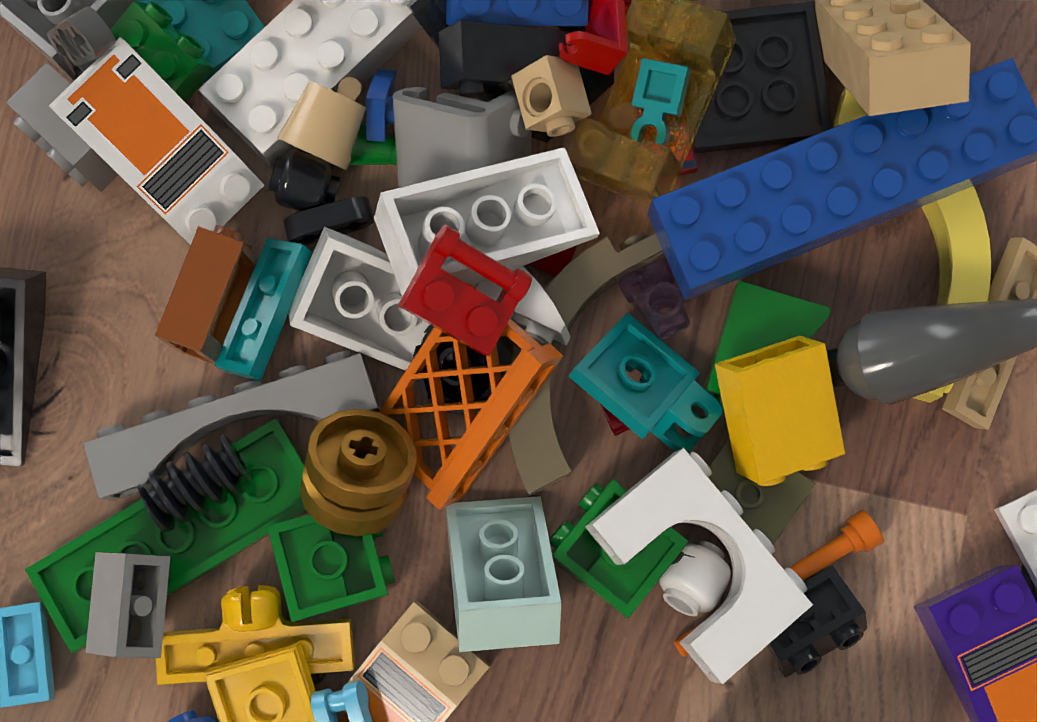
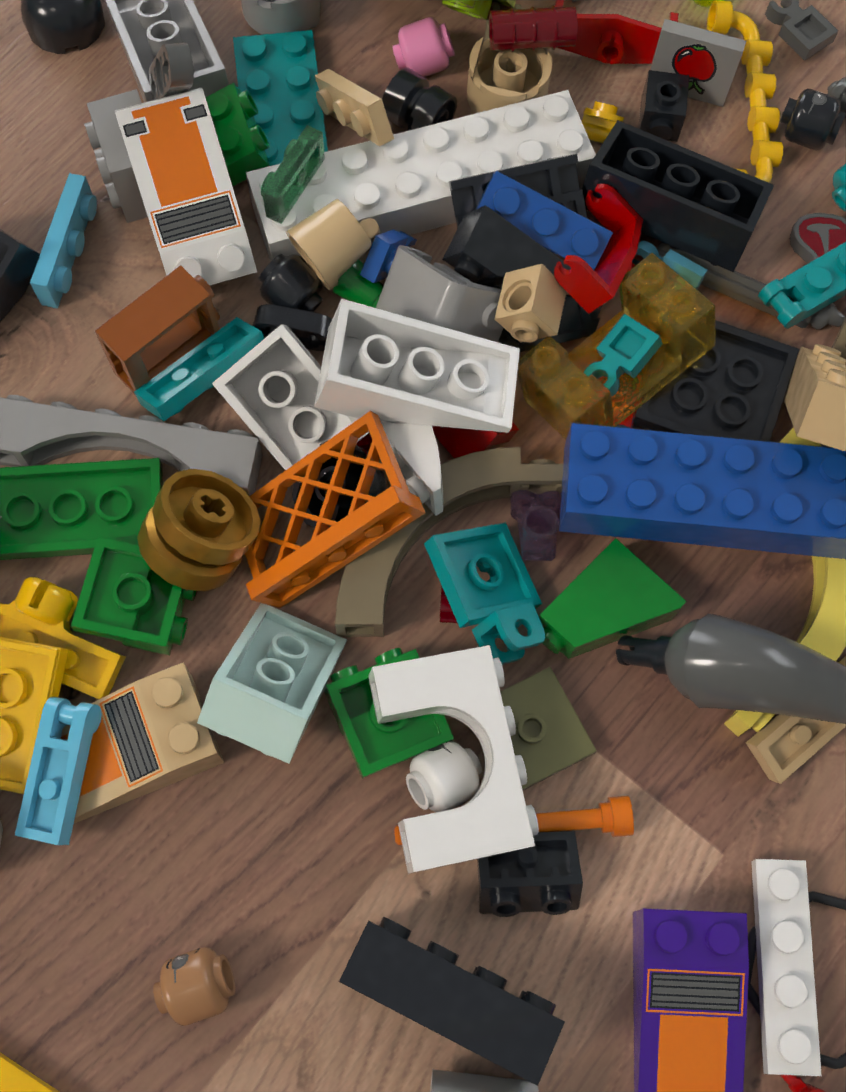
camera: 20 degrees right, 10 degrees down
(55, 245) = (64, 241): none -> medium azure plate
(195, 485) = (57, 473): black piece -> none
(250, 93) = (299, 165): none -> clear green plate
(457, 306) = (354, 419): red plate -> none
(780, 410) = (595, 663): yellow brick -> none

